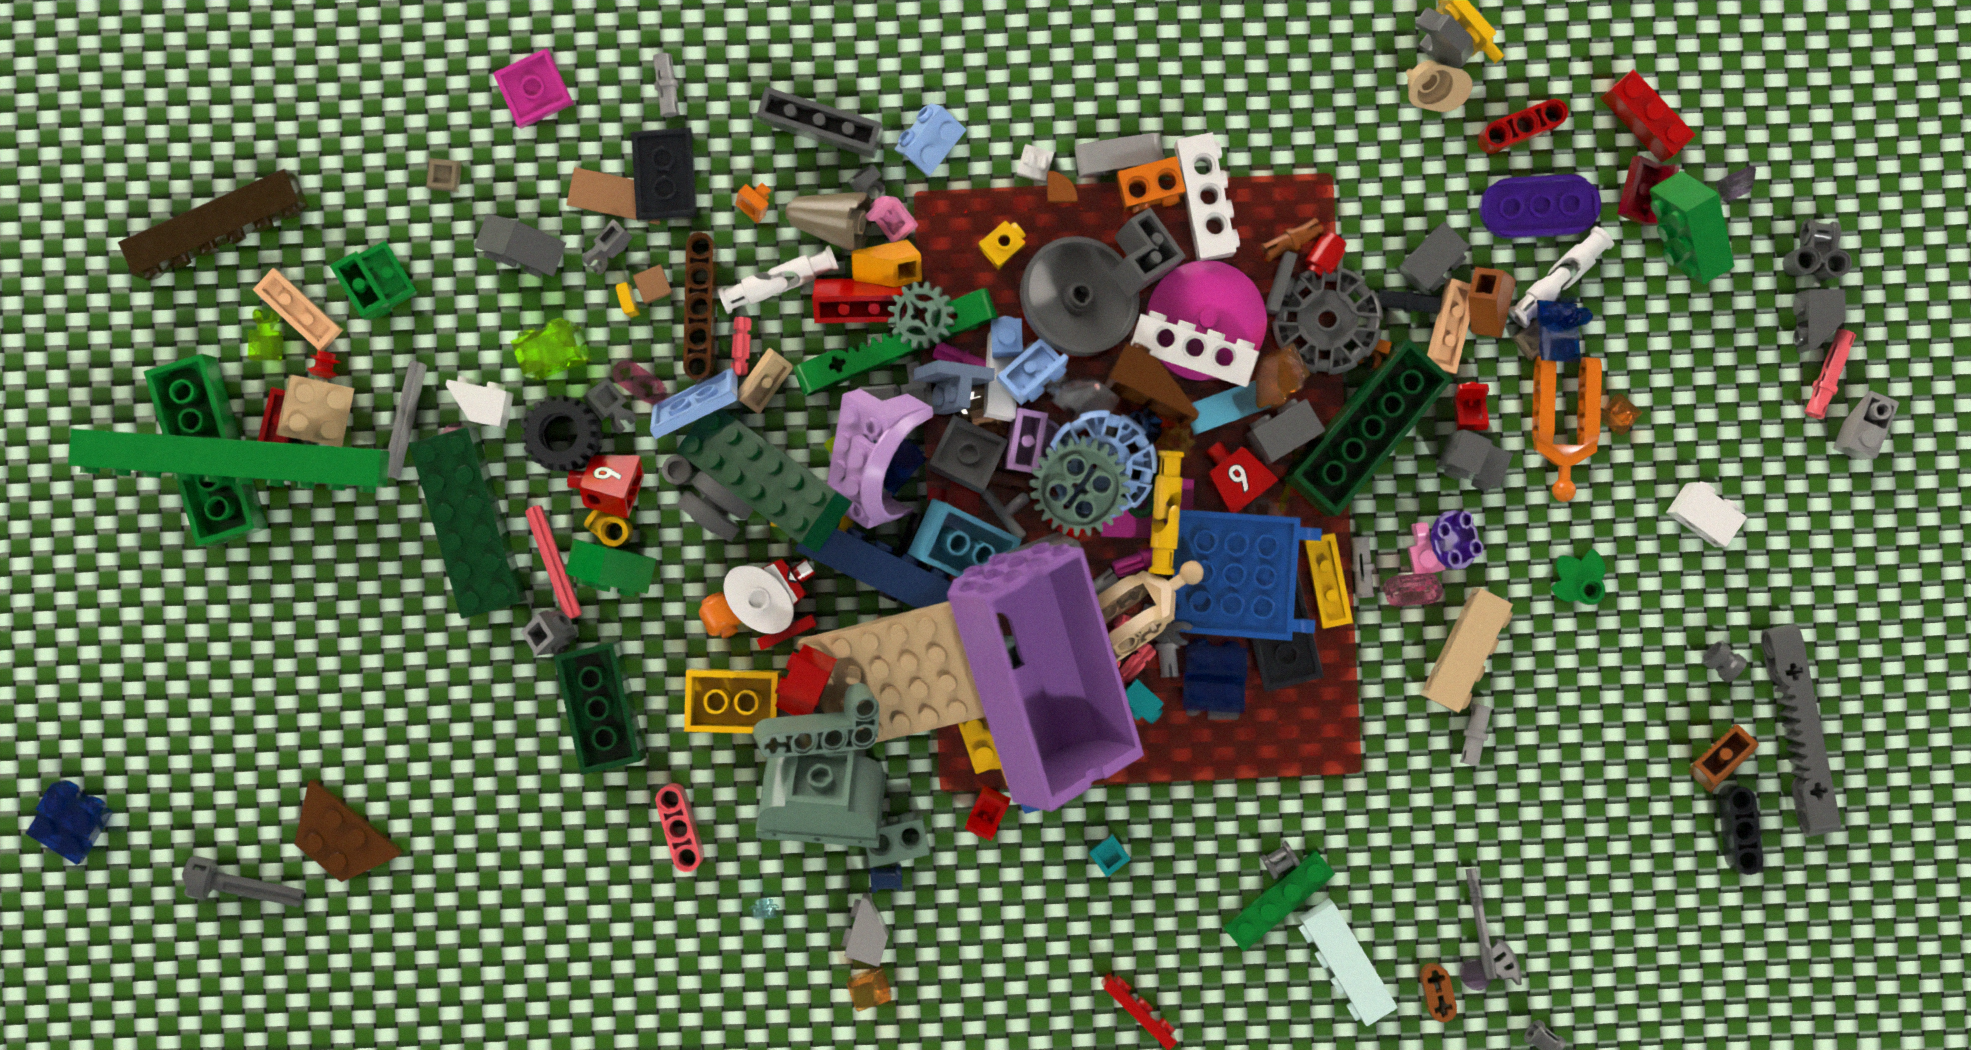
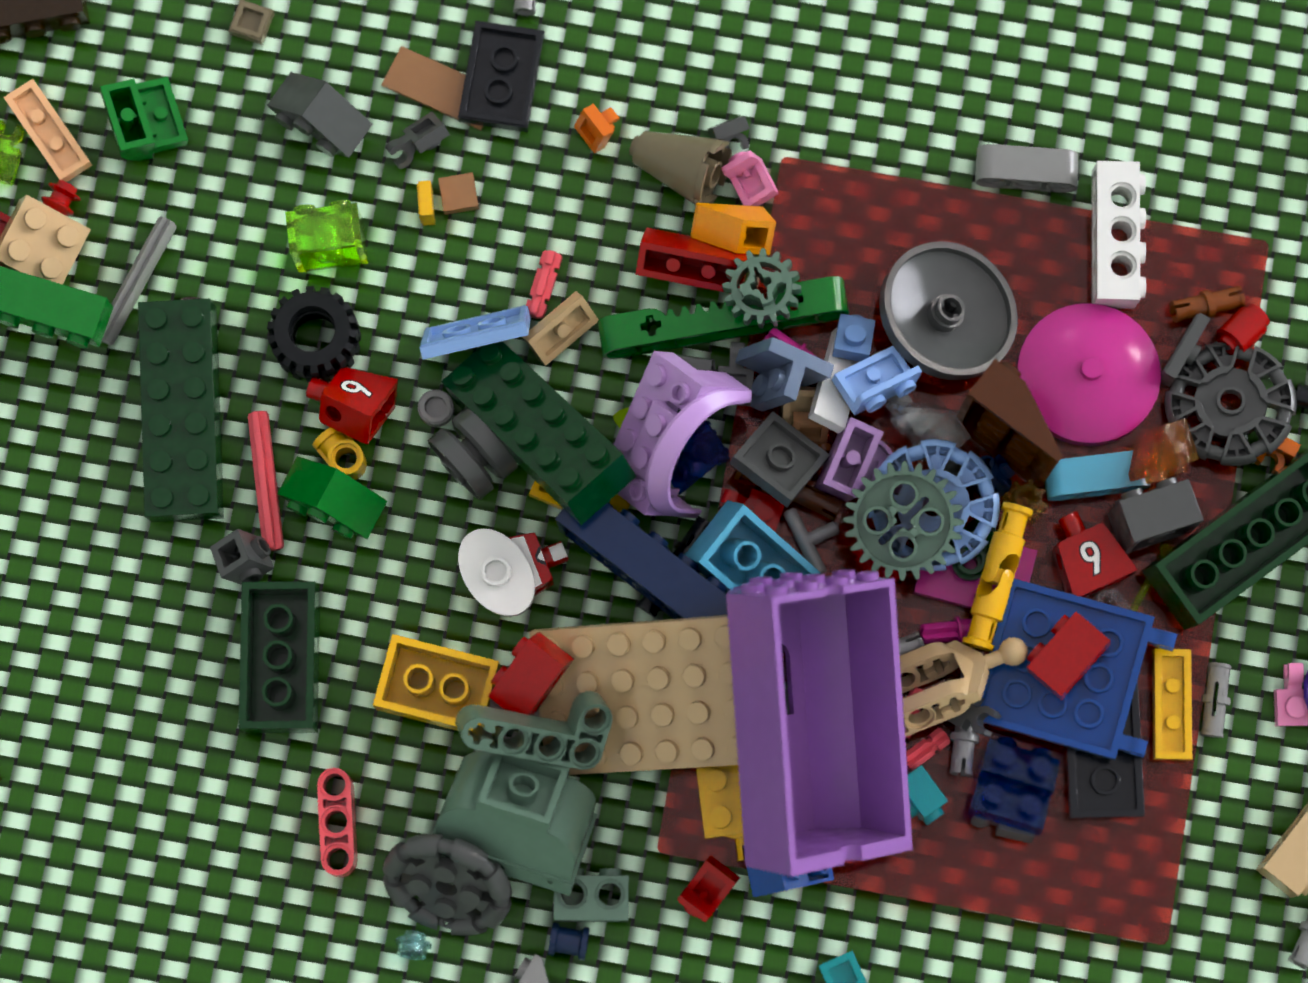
camera: 10 degrees right, 10 degrees down
(482, 404) = (232, 282): white slope -> none
(608, 401) = (375, 311): dark grey plate -> none
(635, 388) = (422, 293): clear pink beam -> none
(696, 293) = (507, 213): reddish brown beam -> none
(718, 616) = (444, 584): orange head -> none
(766, 284) = (585, 221): white piece -> none
(779, 858) = (469, 906): none -> dark grey plate
(794, 629) = (528, 620): red plate -> none
(819, 122) = (693, 56): dark grey brick -> none
(930, 138) = (814, 102): light blue bracket -> none
(998, 254) = (863, 243): yellow brick -> none
(1035, 163) = (927, 156): white tile -> none
(1060, 189) = (951, 189): dark orange tile -> none
(1147, 177) = (1054, 197): orange brick -> none
(1149, 253) = (1038, 278): dark grey brick -> none
(1236, 567) = (1067, 654): none -> red brick
(1237, 372) = (1114, 433): white brick -> none
(1413, 589) = (1271, 739): clear pink beam -> none

